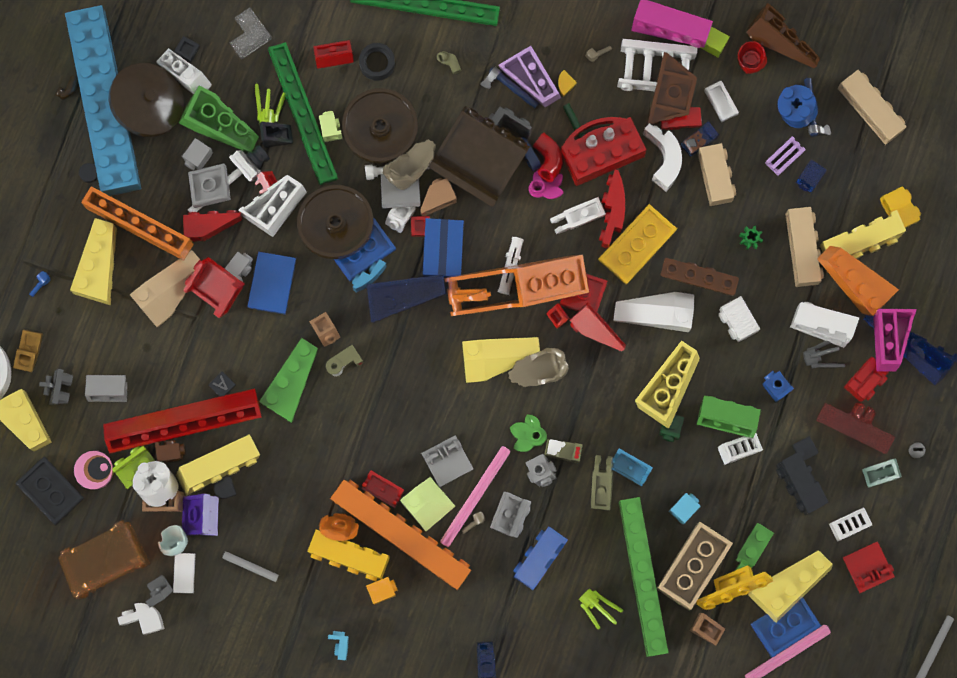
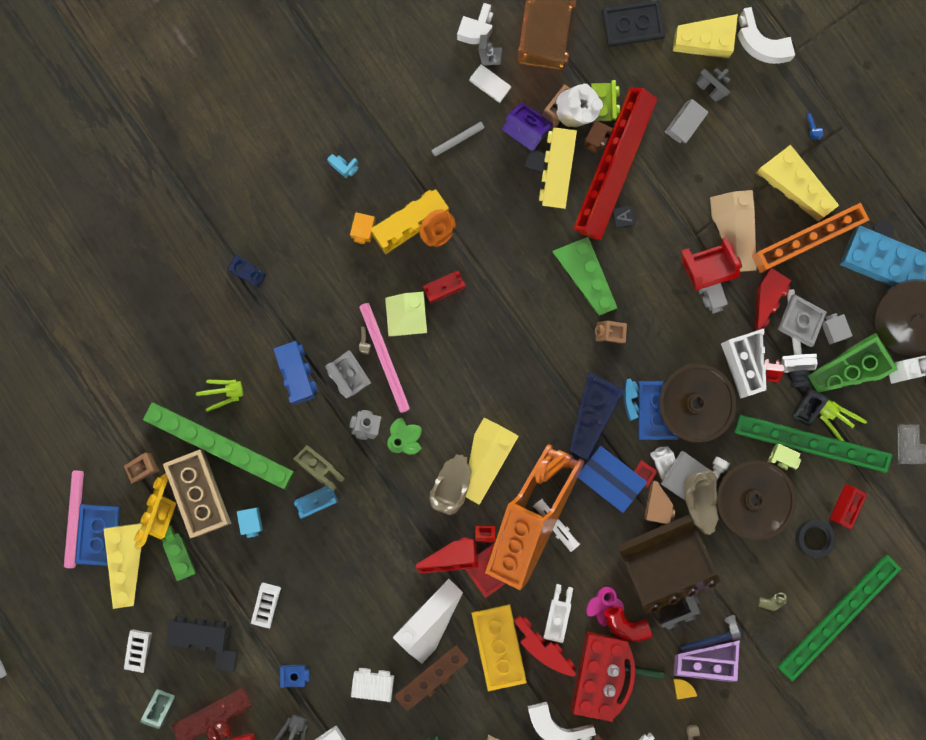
camera: 130 degrees right, 5 degrees up
(28, 350) = (762, 82): pearl gold slope -> none
(93, 470) = (625, 67): tile -> none
(173, 540) = (521, 90): light aqua hair -> none
(271, 283) = (681, 316): blue tile -> none
(337, 364) = (574, 328): olive leg -> none
(400, 534) = (396, 274): orange brick -> none
(447, 461) = (429, 355): light grey hinge -> none
(531, 159) = (637, 609): dark blue beam -> none
(563, 450) = (369, 456): olive leg -> none
(667, 387) = (358, 581): light yellow wedge -> none
(673, 432) = (324, 560): dark green bracket -> none
(728, 416) = (297, 614): bright green brick -> none
(868, 567) = (92, 639): red hinge -> none

